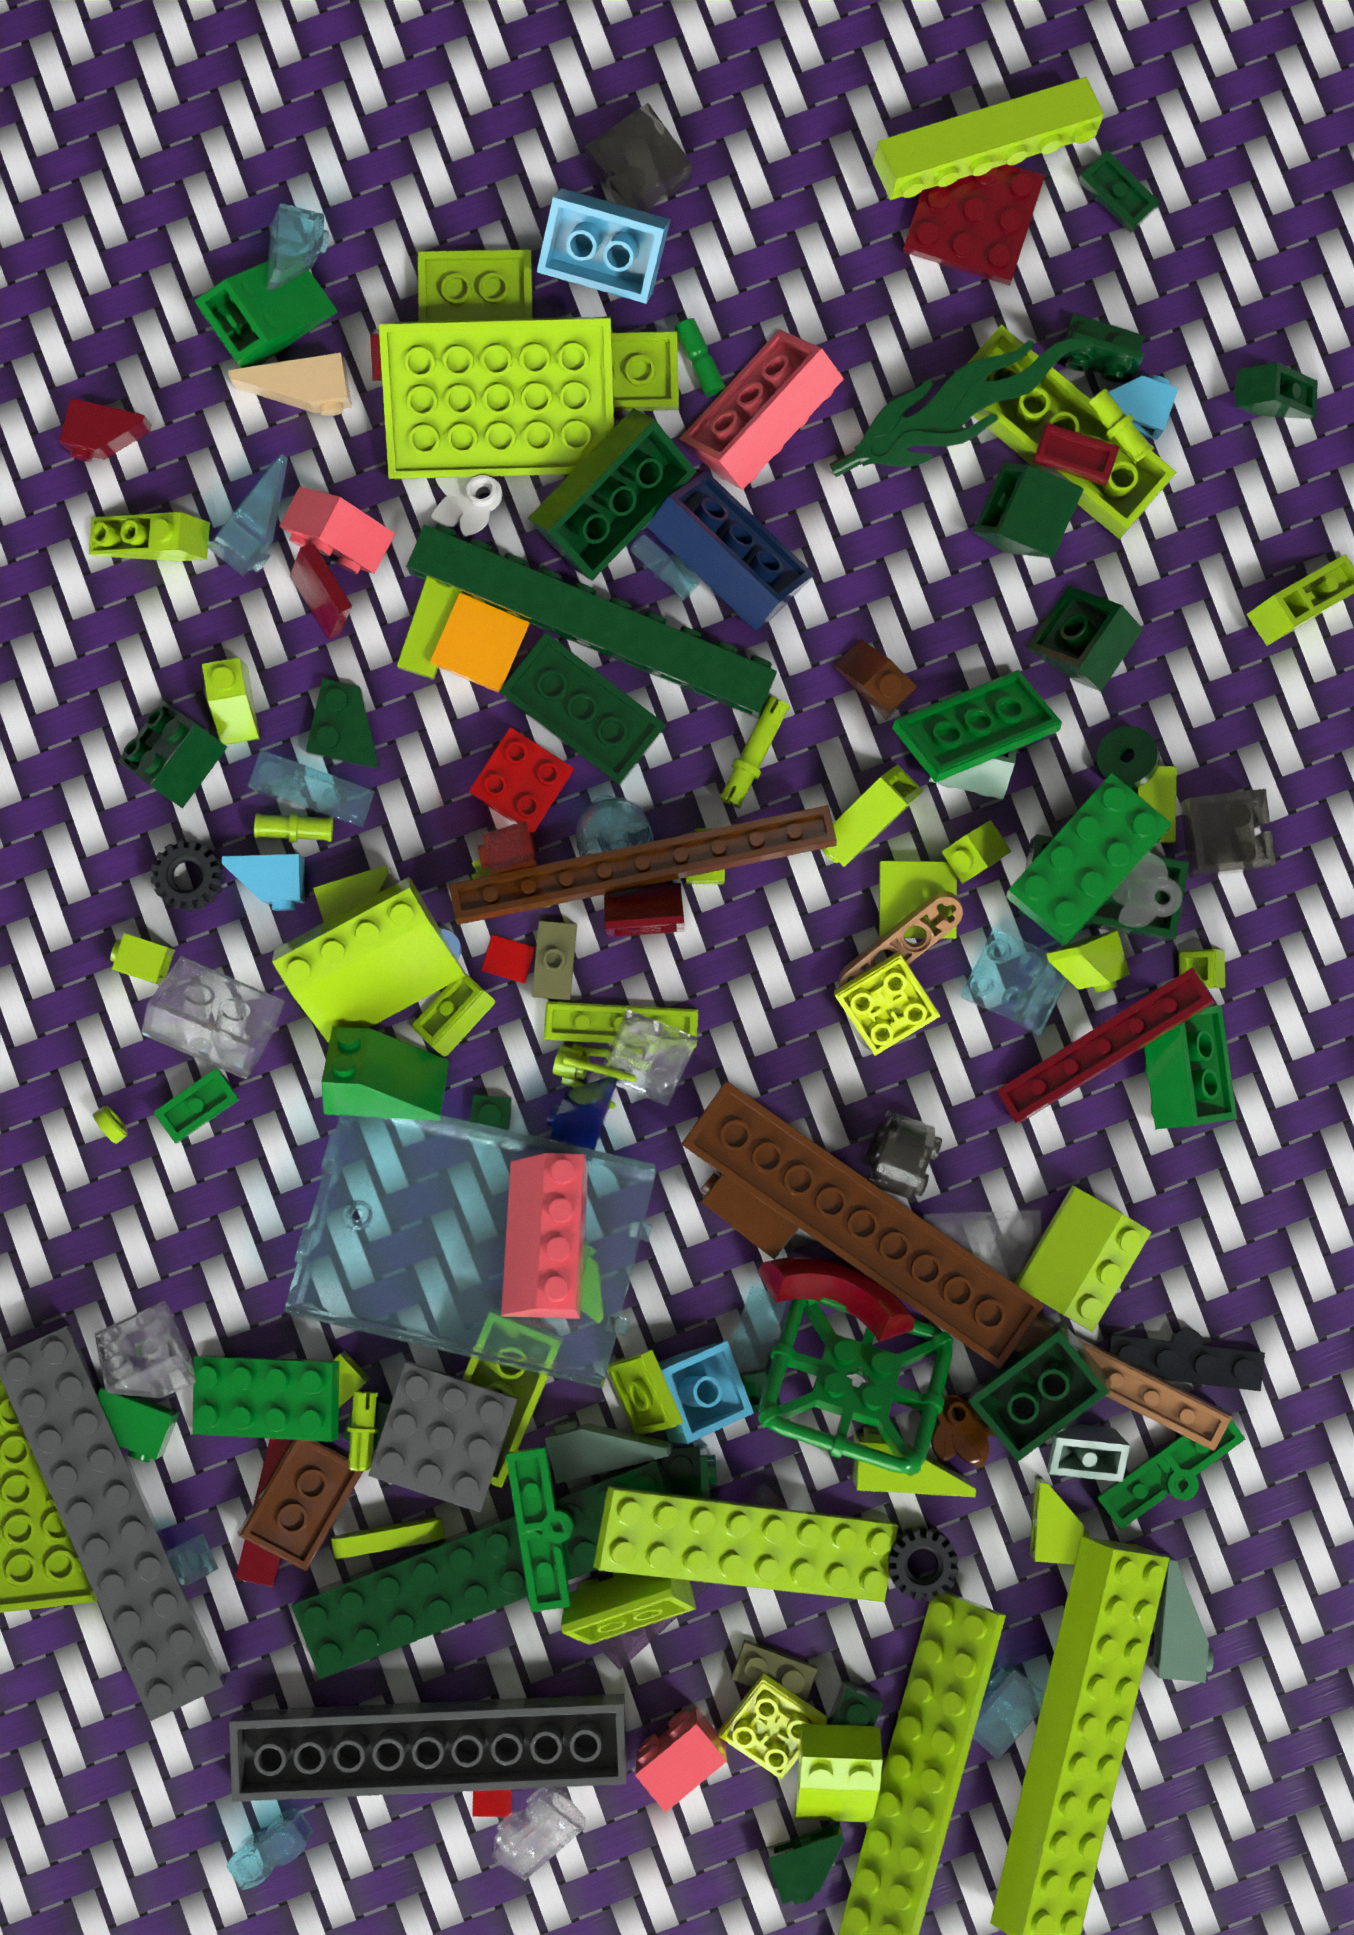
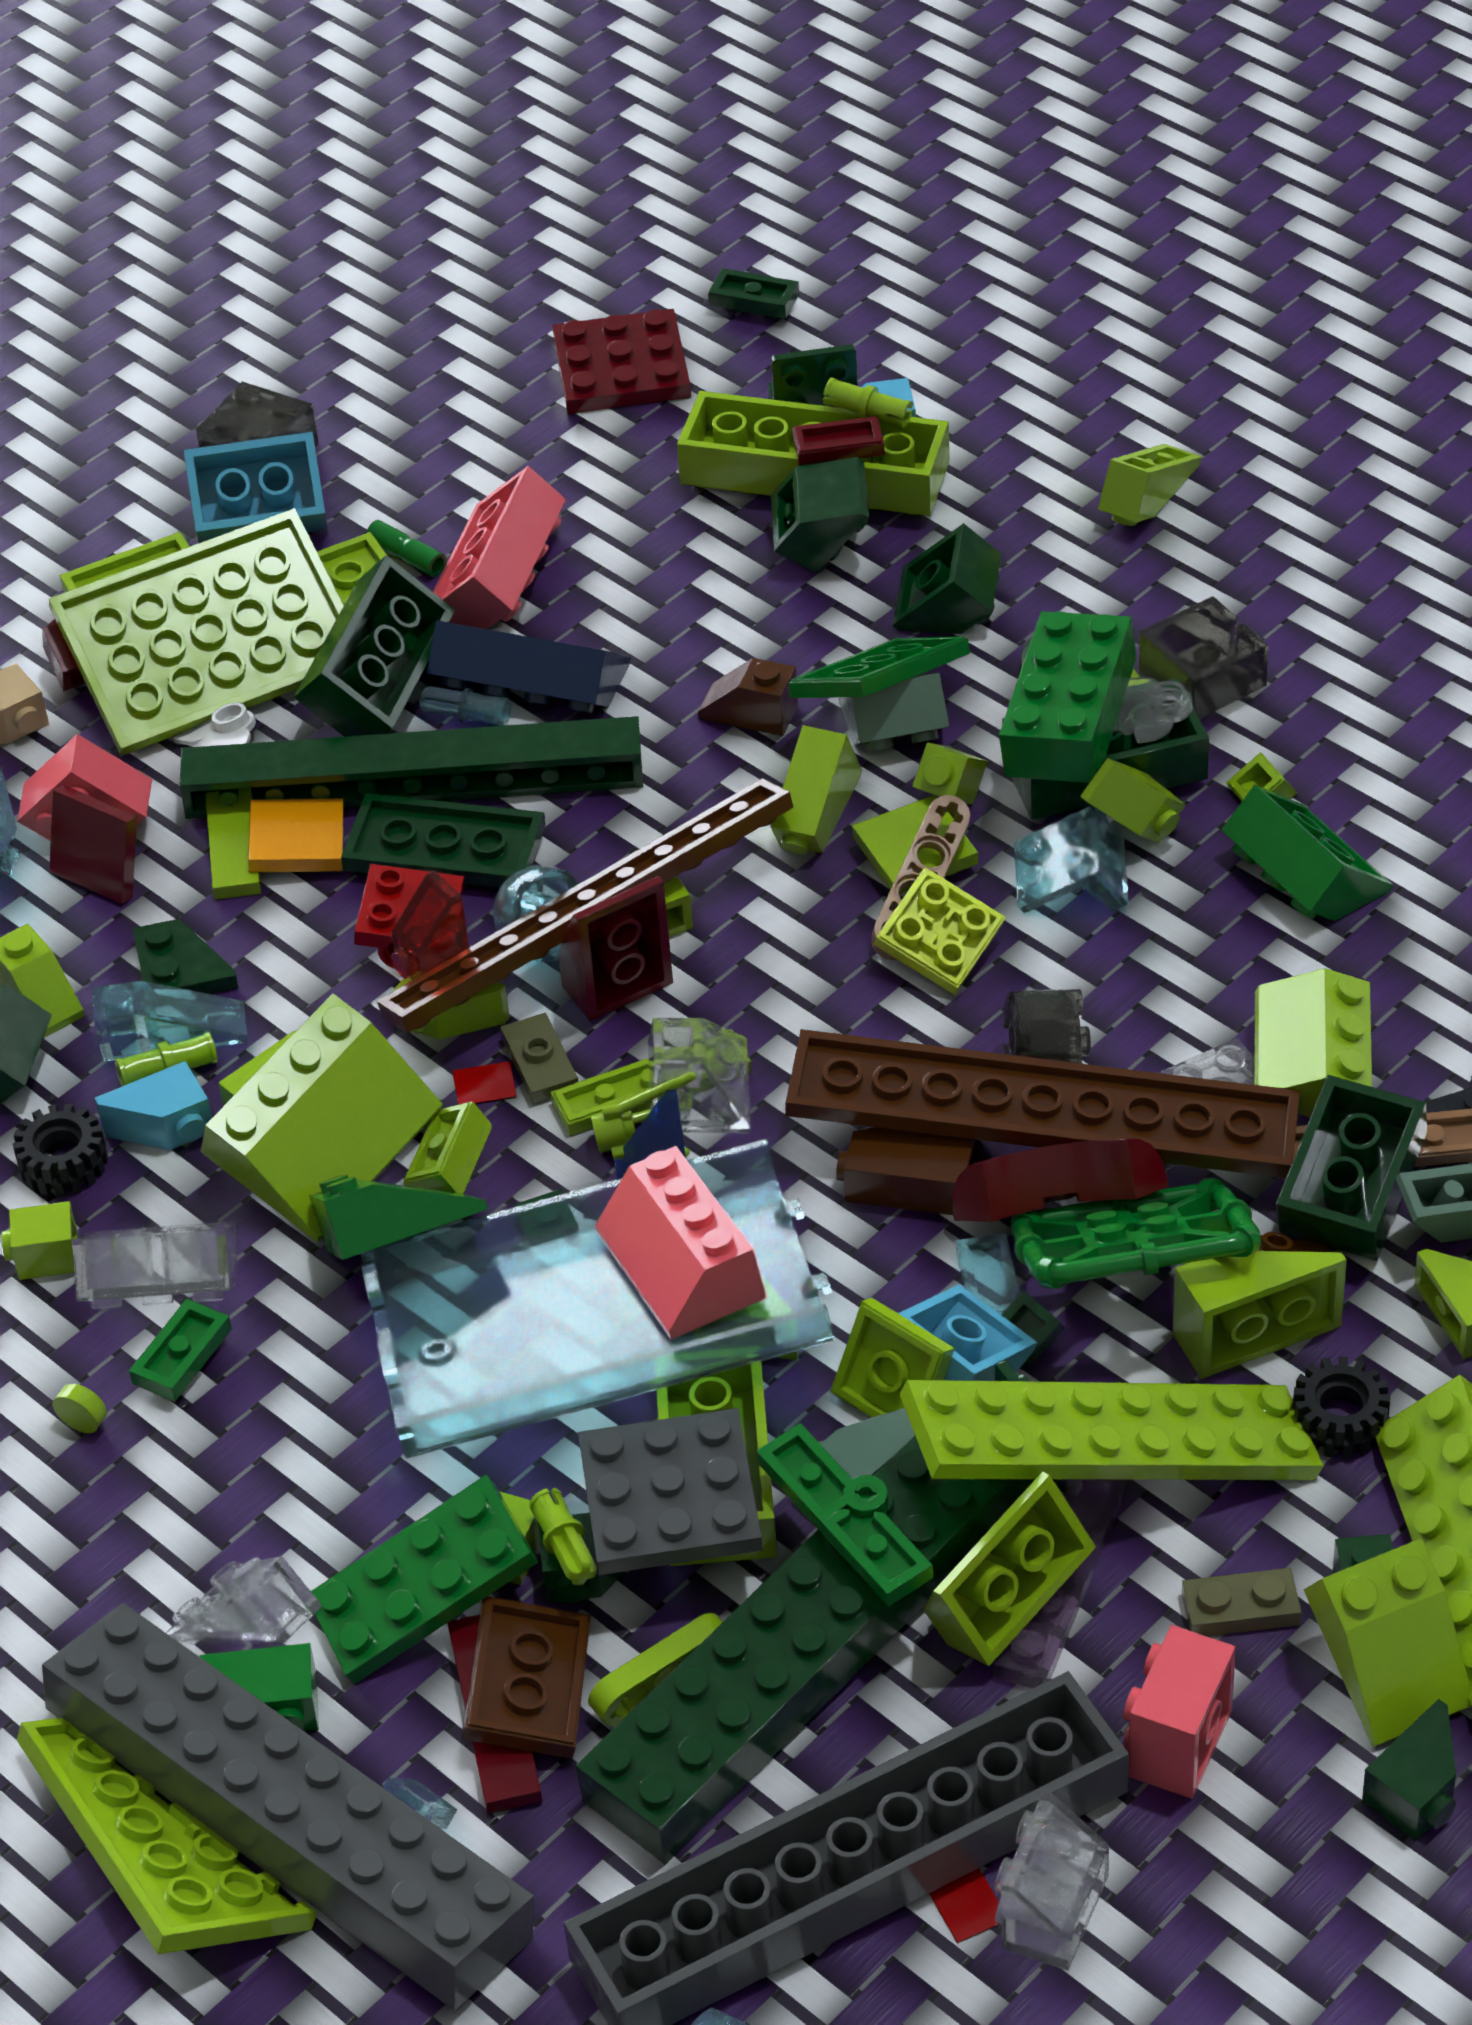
camera: 25 degrees left, 40 degrees down
(747, 766) = (655, 815): lime pin -> none
(769, 1725) = (1278, 1647): neon yellow tile -> none
(954, 404) = (663, 511): dark green piece -> none
(988, 138) = (598, 292): lime brick -> none
(1106, 1045) = (1199, 853): dark red plate -> none
(1276, 392) = (1005, 357): dark green slope -> none

